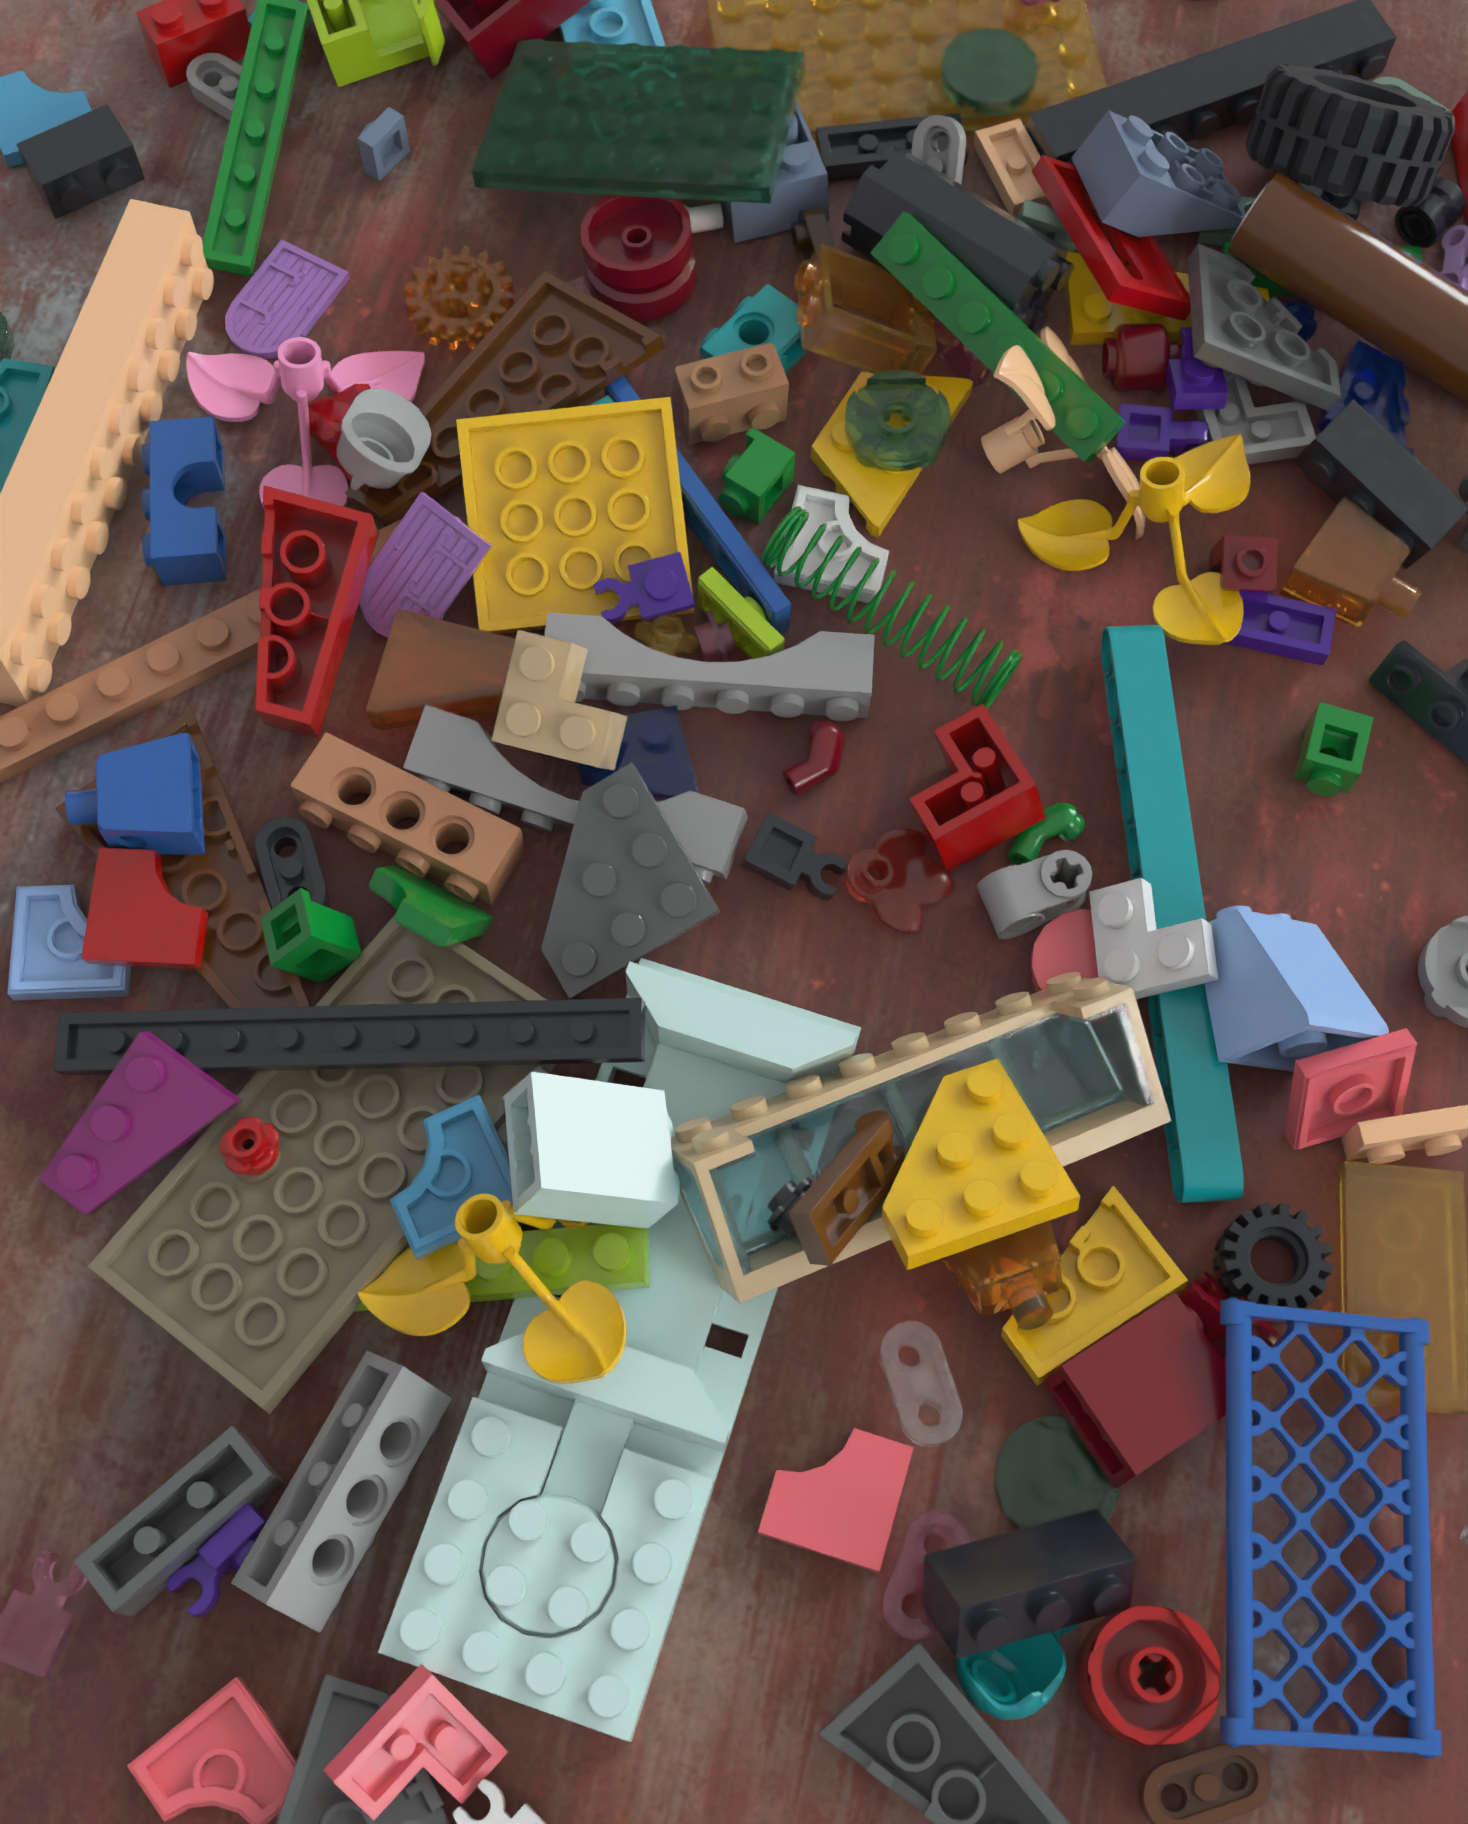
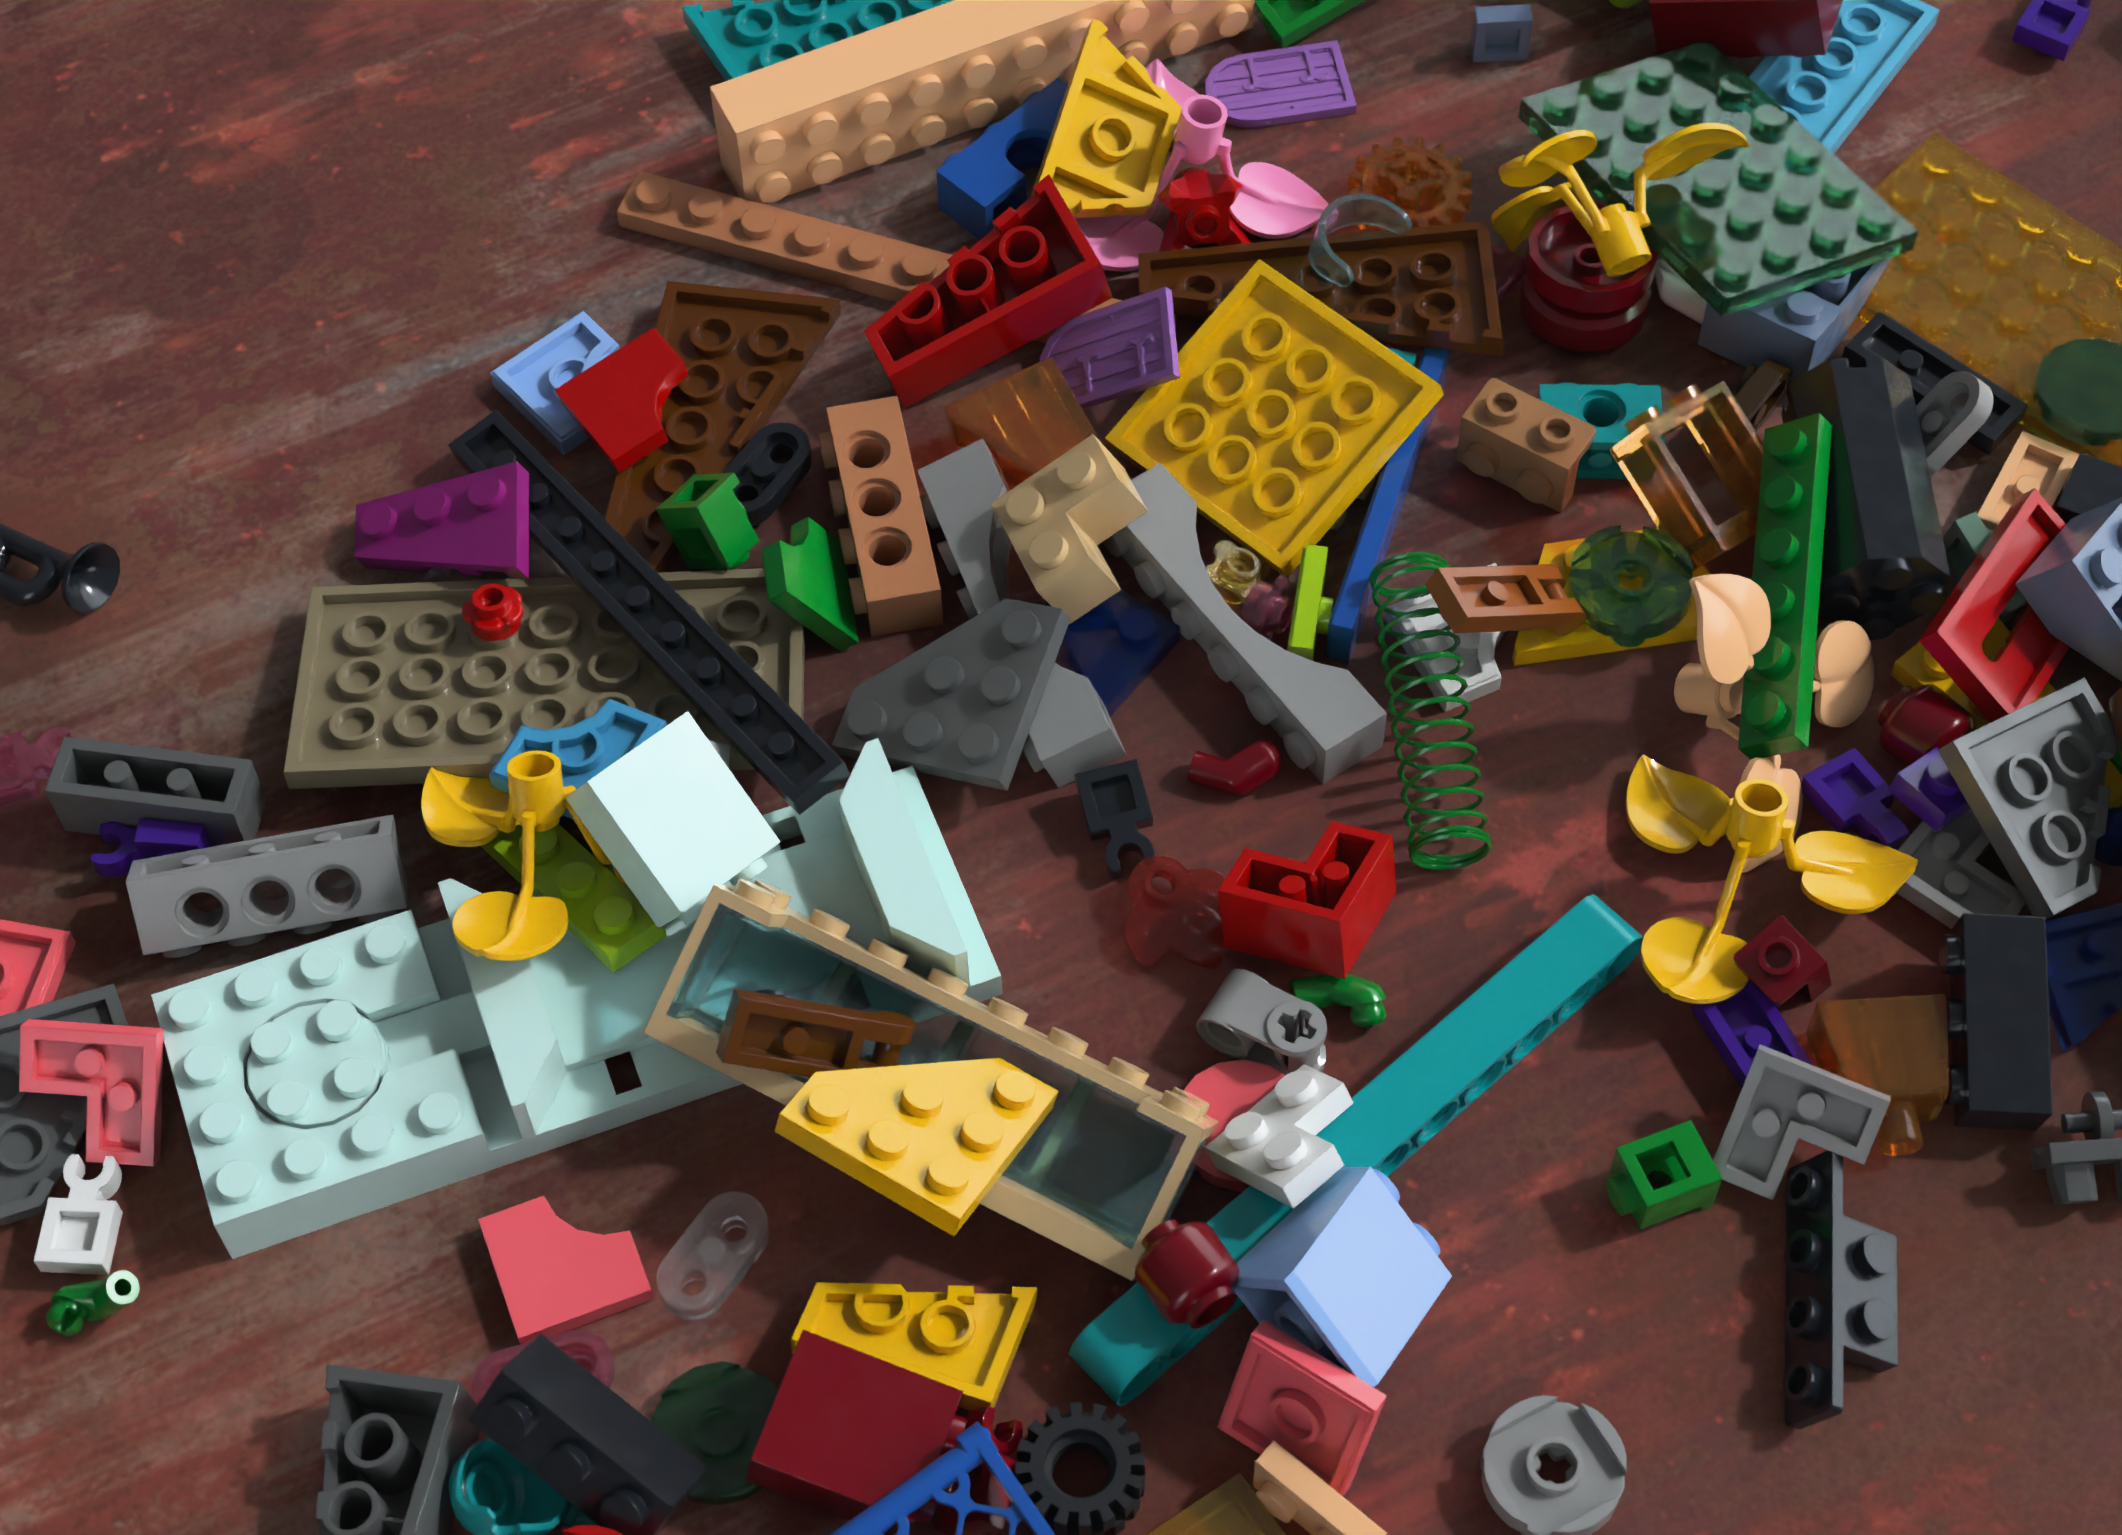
camera: 55 degrees right, 10 degrees down
(146, 798) = (725, 324): blue torso -> none
(236, 429) = (1109, 133): none -> yellow wing
(382, 439) = (1200, 229): light grey piece -> none
(467, 378) = (1349, 211): none -> clear light blue helmet
(653, 203) = (1612, 228): none -> yellow plant
(655, 587) = (1262, 523): dark purple plate -> none
(757, 477) = (1464, 524): green brick -> none
(860, 499) = (1505, 599): none -> dark orange plate
(1011, 1274) = (877, 1244): clear orange torso -> none
(1209, 1081) = (1187, 1273): none -> dark red head
(1351, 638) = (1789, 1102): none -> light grey plate

